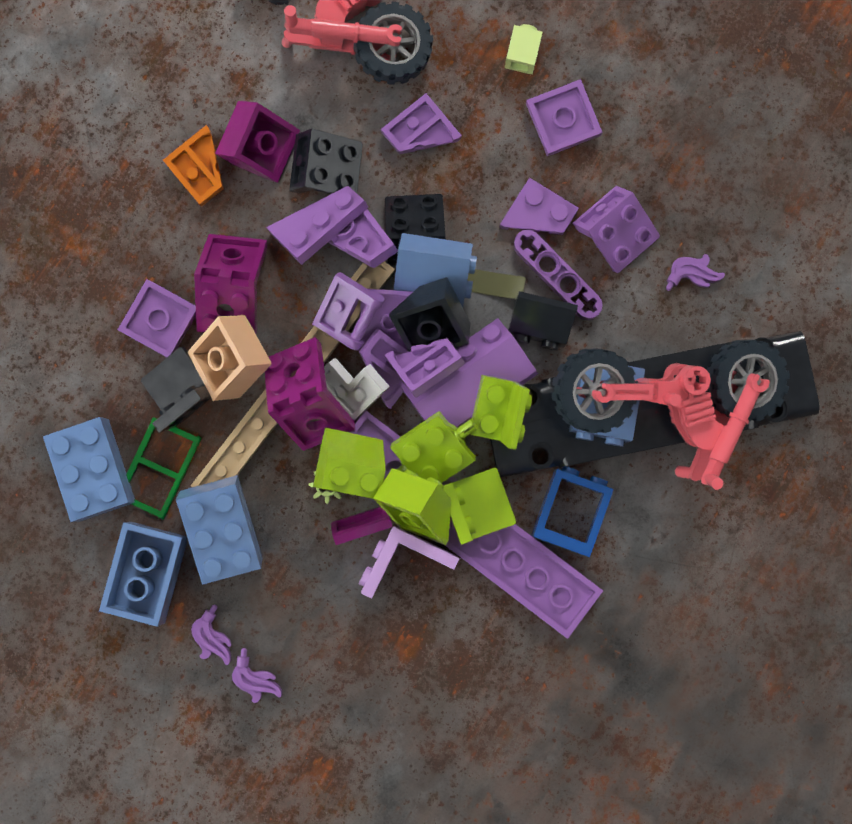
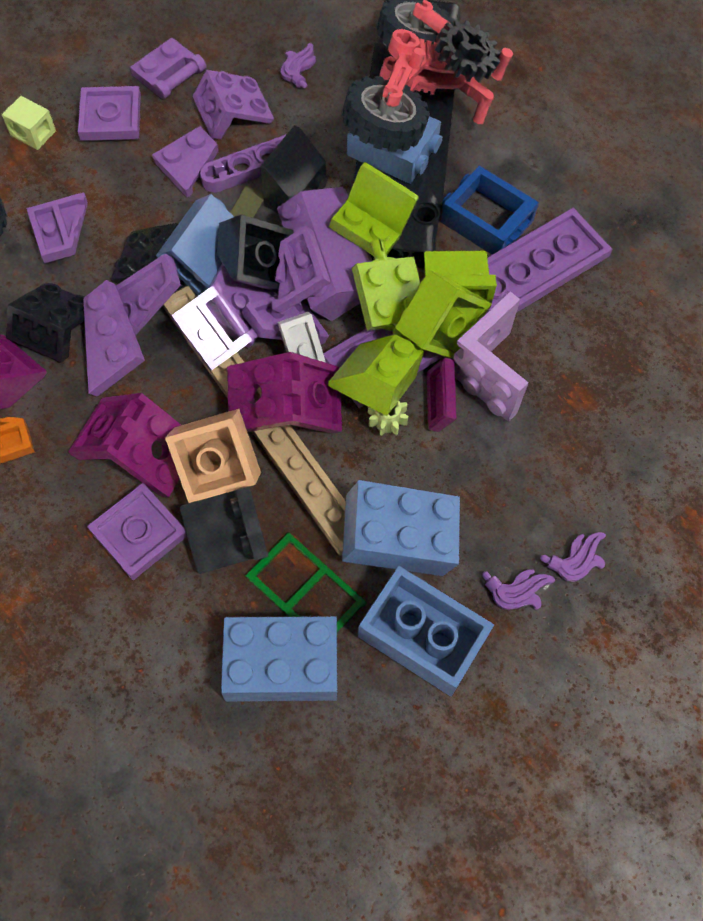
camera: 75 degrees left, 20 degrees down
(645, 140) = (167, 67): none -> medium lavender plate
(703, 458) = (467, 50): none -> black gear

